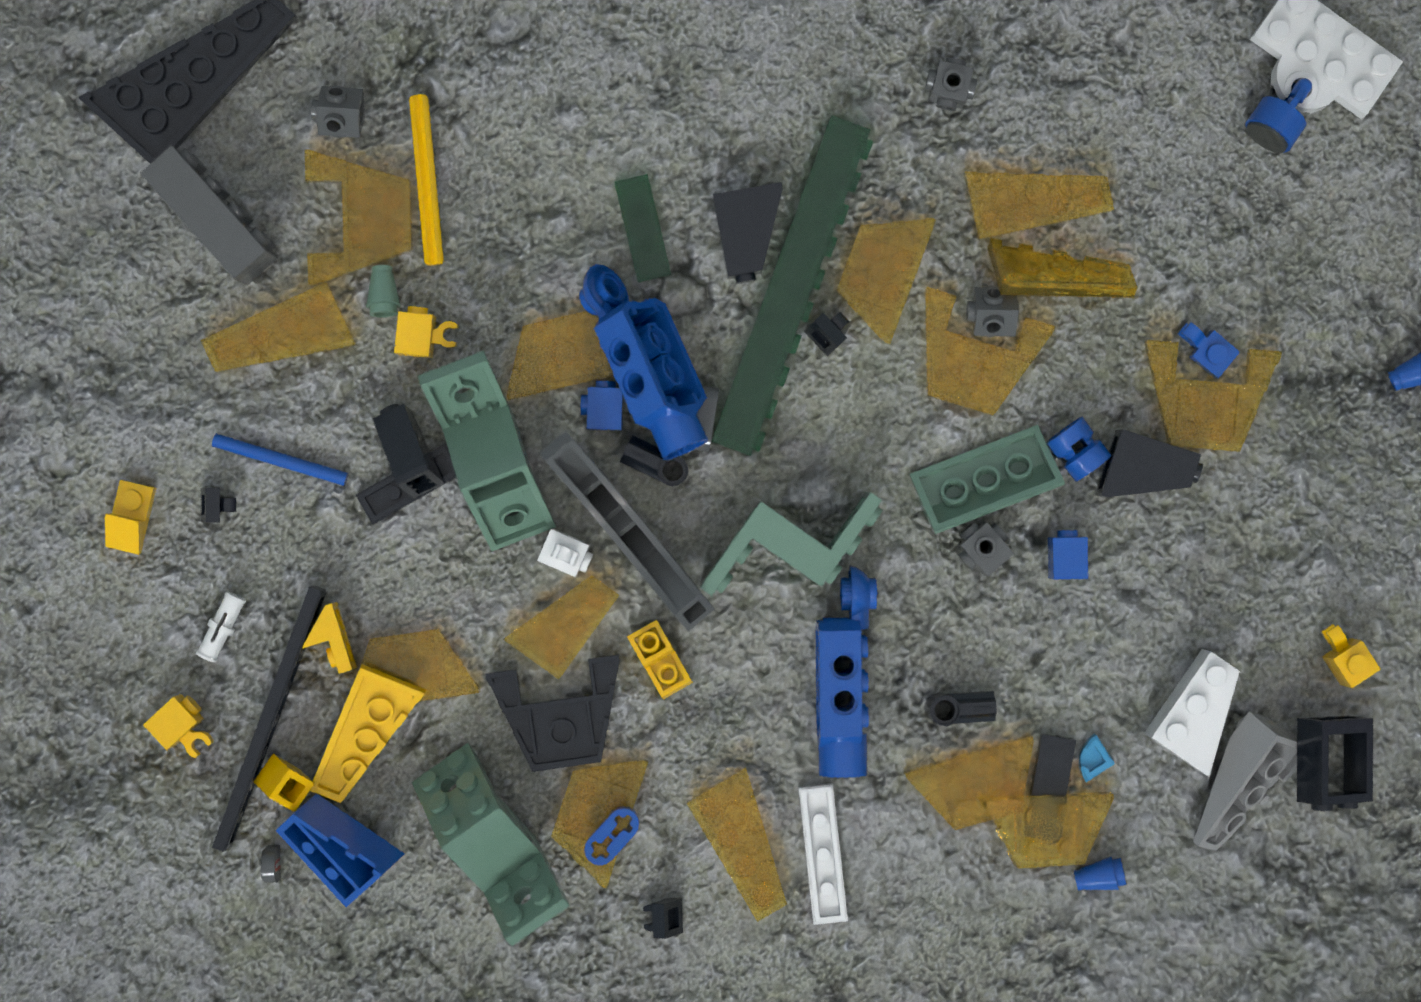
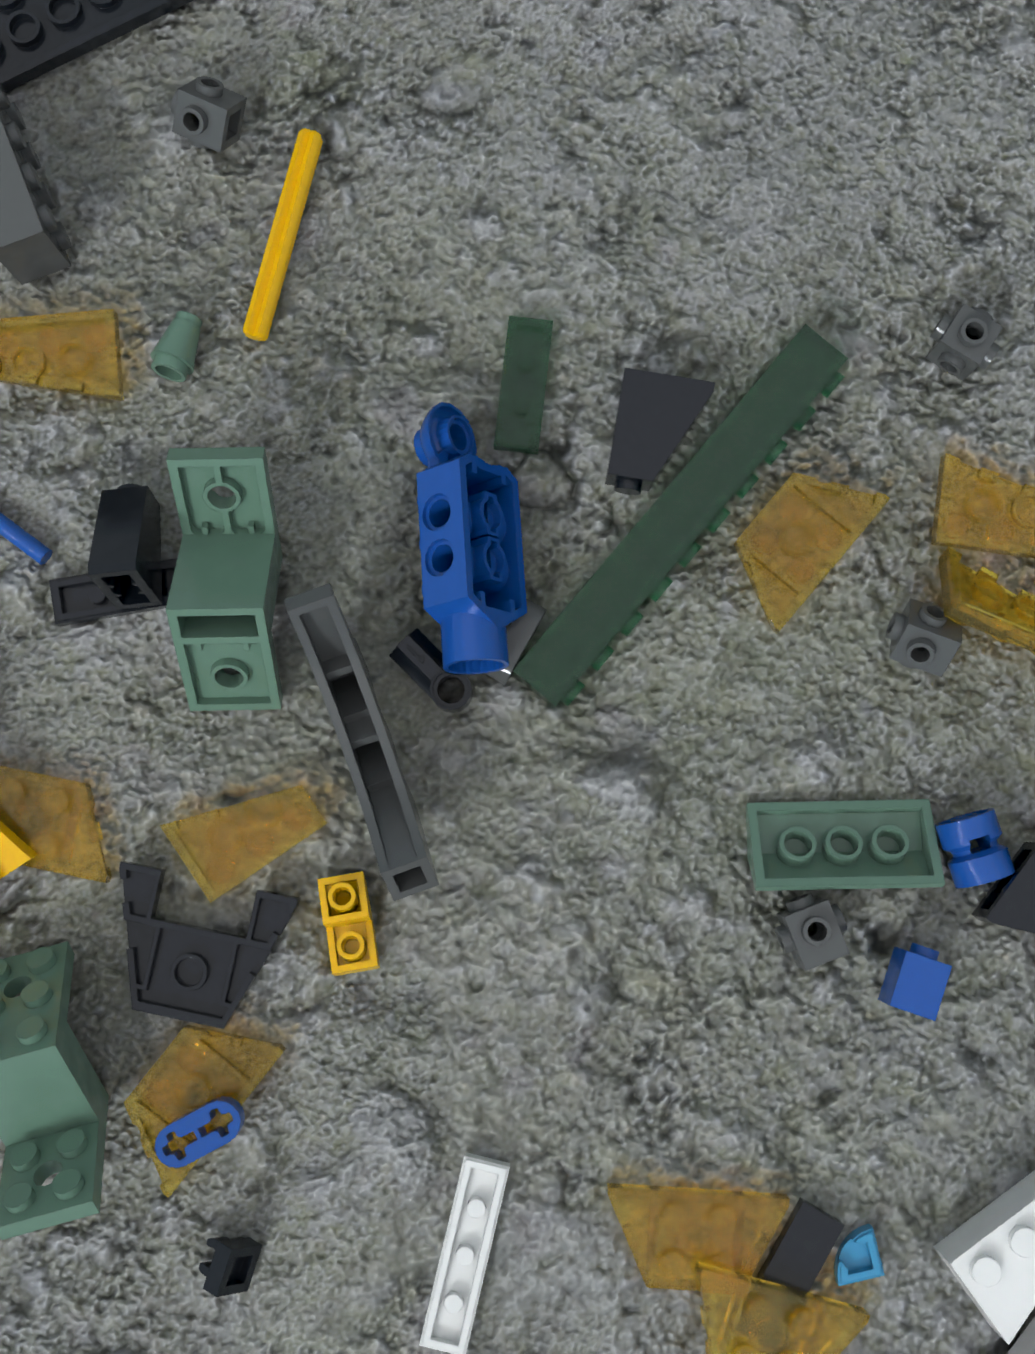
camera: 20 degrees right, 5 degrees down
(374, 216) = (202, 253): clear yellow wing -> none
(418, 333) = (203, 410): yellow brick -> none
(557, 356) = (360, 500): clear yellow wing -> none
(565, 553) = (279, 745): white brick -> none
(603, 406) = (394, 581): blue brick -> none
(738, 836) = (363, 1192): clear yellow wing -> none
(793, 544) = (571, 838): sand green bracket -> none
(827, 332) = (706, 589): black tile -> none
(839, 728) = (548, 1096): blue brick -> none
(964, 707) = (713, 1128): black piece -> none
(970, 370) = (867, 700): clear yellow wing -> none

